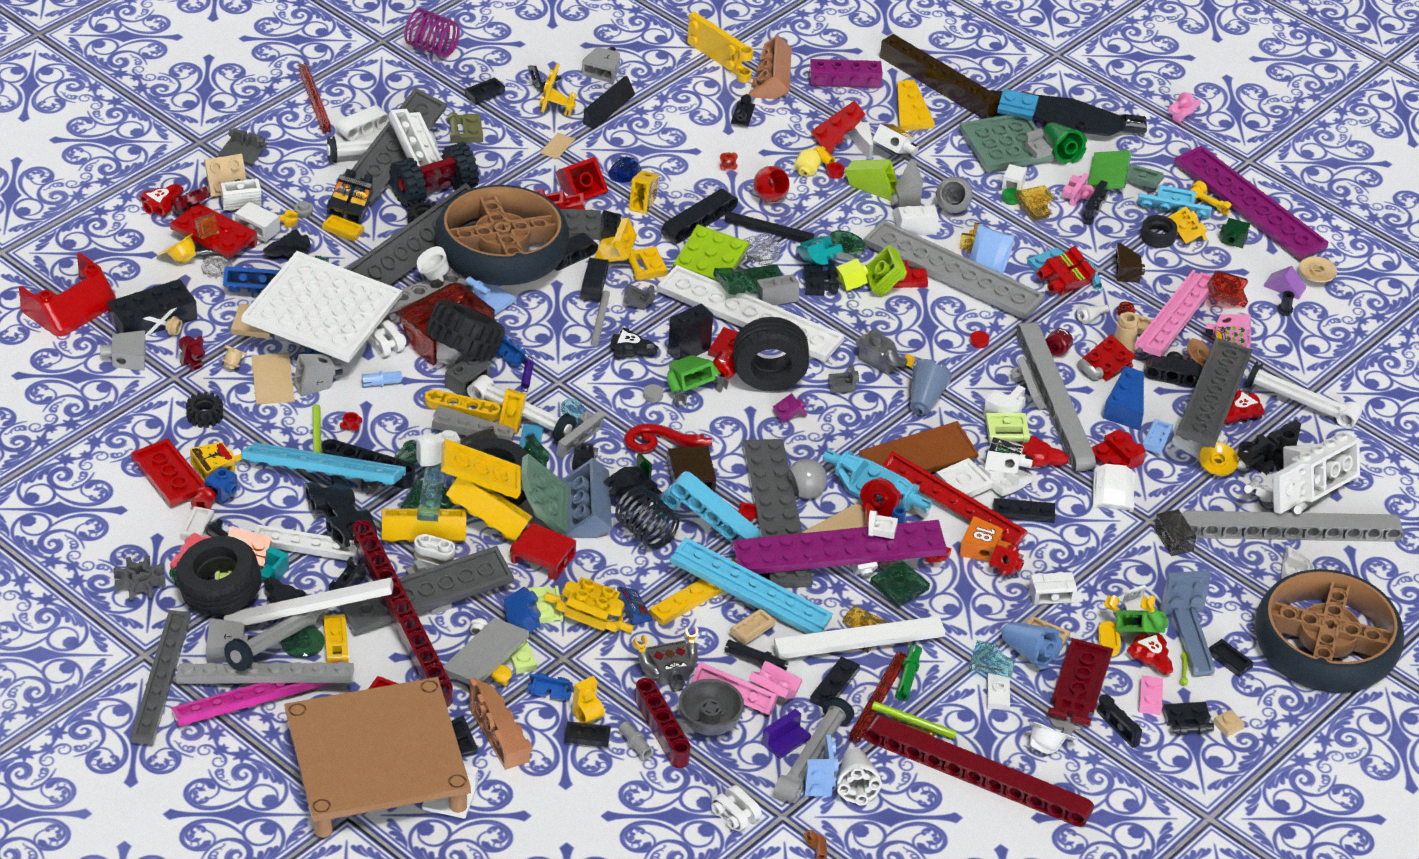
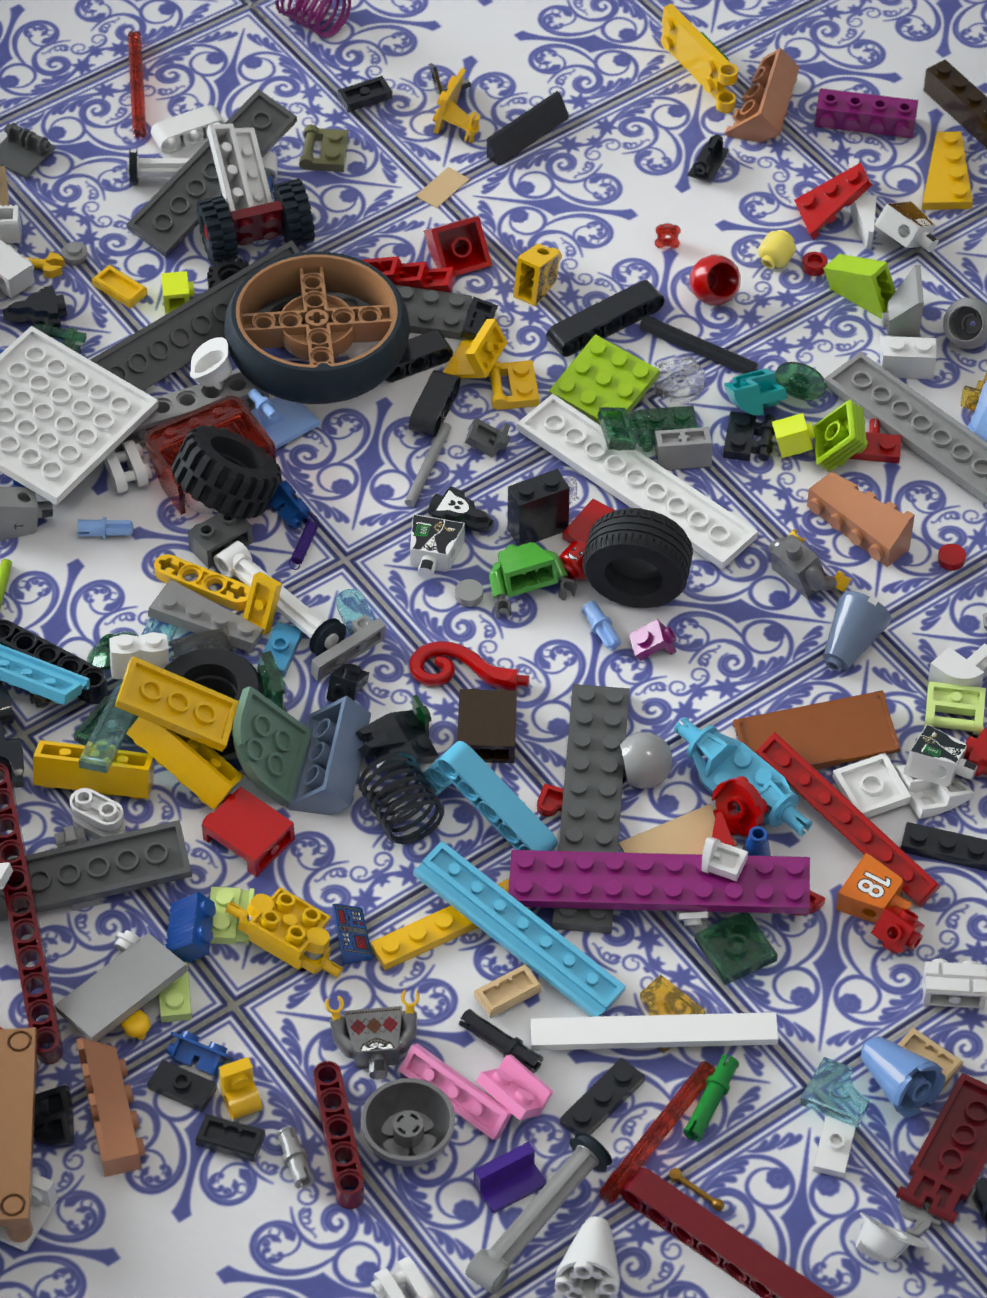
camera: 15 degrees right, 10 degrees up
(351, 196) = (137, 243): black hips -> none
(351, 421) = (45, 590): red plate -> none
(386, 225) = (176, 290): none -> neon yellow brick
(543, 708) = (182, 1086): none -> black plate
(602, 64) = (534, 68): light grey torso -> none
(620, 364) = (435, 544): none -> torso
(624, 170) = (523, 234): clear blue piece -> none
(751, 403) = (601, 625): none -> light blue axle
(820, 772) = (538, 1261): light blue bracket -> none
(825, 157) = (803, 240): yellow pin -> none
(844, 381) = (738, 605): dark grey bracket -> none
(913, 319) = (862, 518): none -> nougat wedge
(914, 720) = (698, 1180): lime bar -> none

